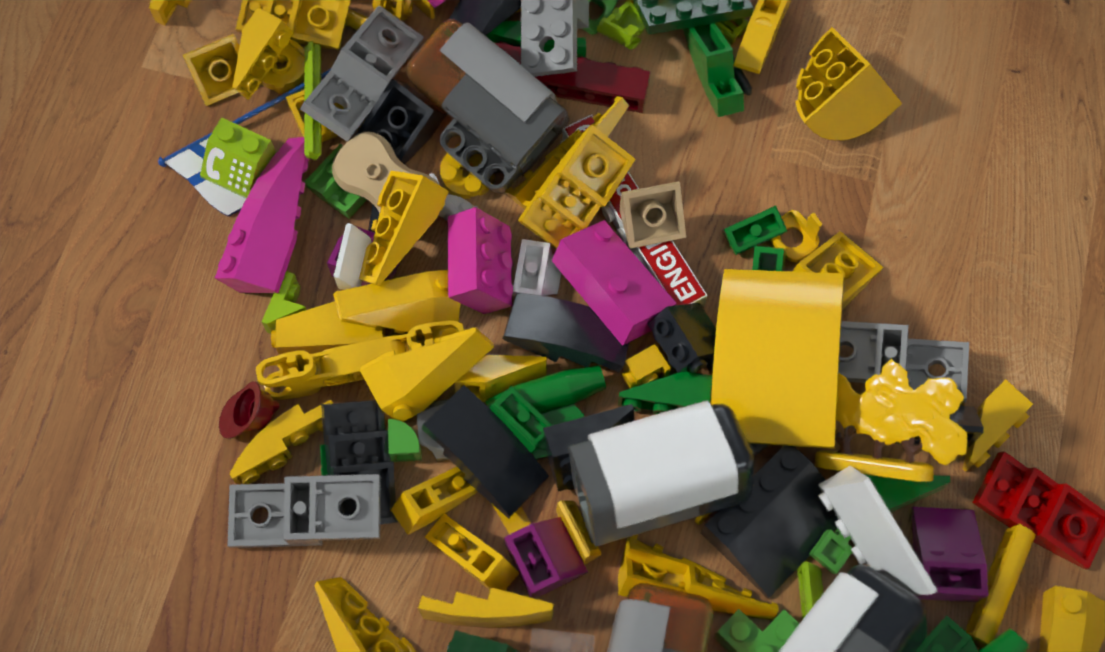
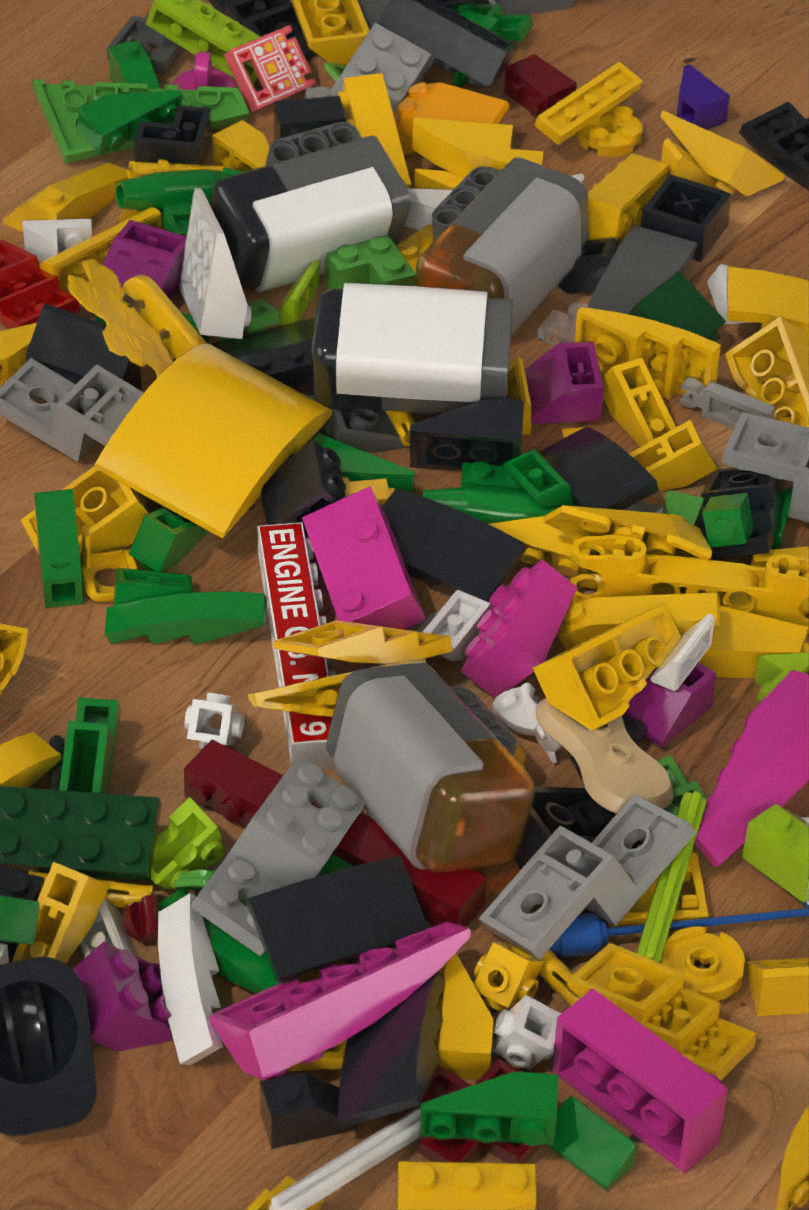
camera: 160 degrees left, 25 degrees down
(259, 47) = (717, 959): yellow slope -> none
(358, 413) = (728, 520): none -> green brick
(407, 594) = (722, 403): none -> light grey plate
(652, 122) = (199, 720): none -> white brick
(653, 214) = (279, 604): tan slope -> none
(726, 207) = (199, 615): none -> green slope
(830, 207) = (58, 548): none -> green slope
(1045, 575) = (51, 237): none -> white slope

